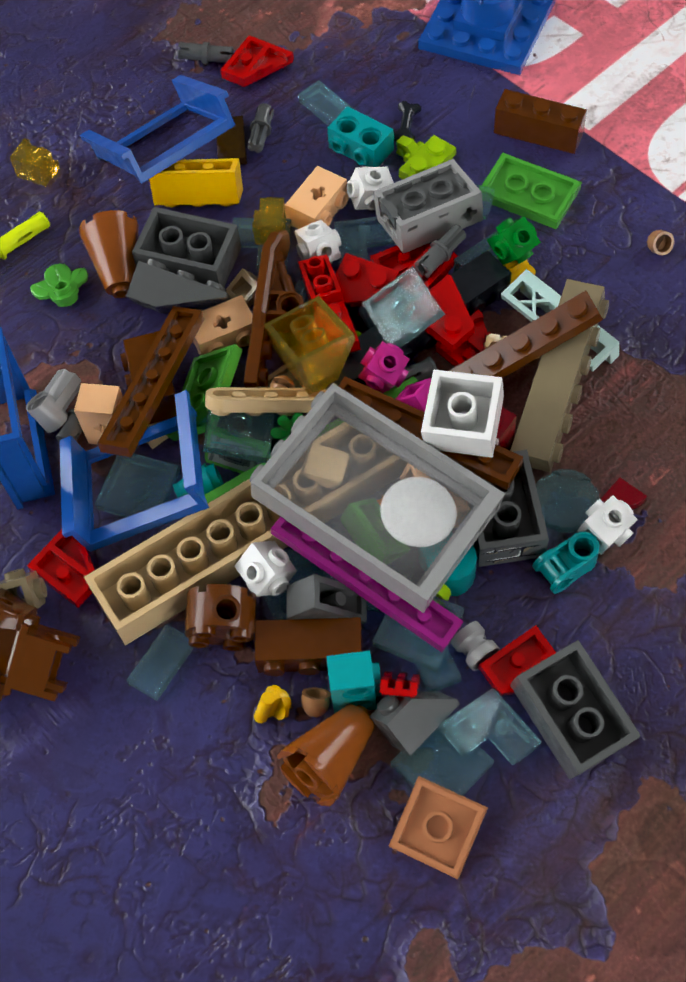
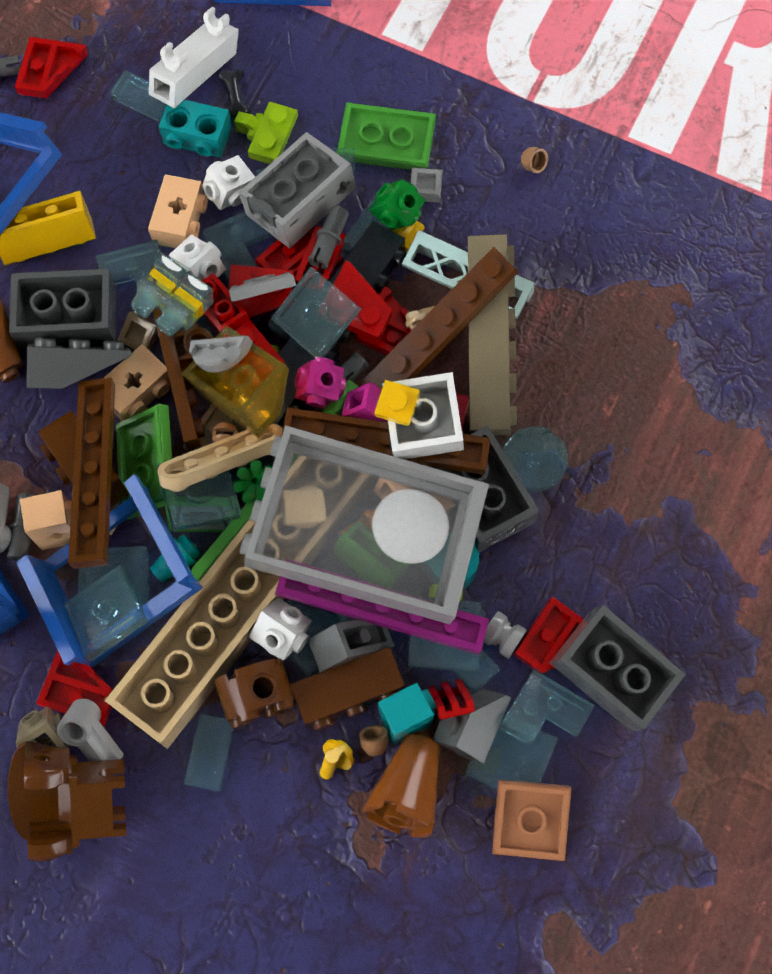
camera: 25 degrees left, 10 degrees up
(56, 596) = (82, 729): none -> light grey piece
(117, 505) = (105, 613): none -> clear light blue tile
(232, 142) = (63, 176): dark brown tile -> none
(260, 127) = (84, 143): dark grey axle -> none
(268, 218) = (138, 250): clear yellow brick -> none
(283, 254) = (175, 293): none -> clear light blue hips
(303, 313) = (219, 353): none -> light grey tile
(362, 272) = (261, 285): none -> light grey tile
(378, 83) = (193, 60): none -> white brick
(440, 388) = (397, 403): none -> yellow plate
(539, 121) = (372, 57): reddish brown brick -> none
(552, 238) = (427, 183): none -> light grey tile
(564, 566) = (555, 525): teal piece -> none
(609, 522) = (584, 473): white brick -> none
(626, 492) = (586, 438): dark red tile -> none

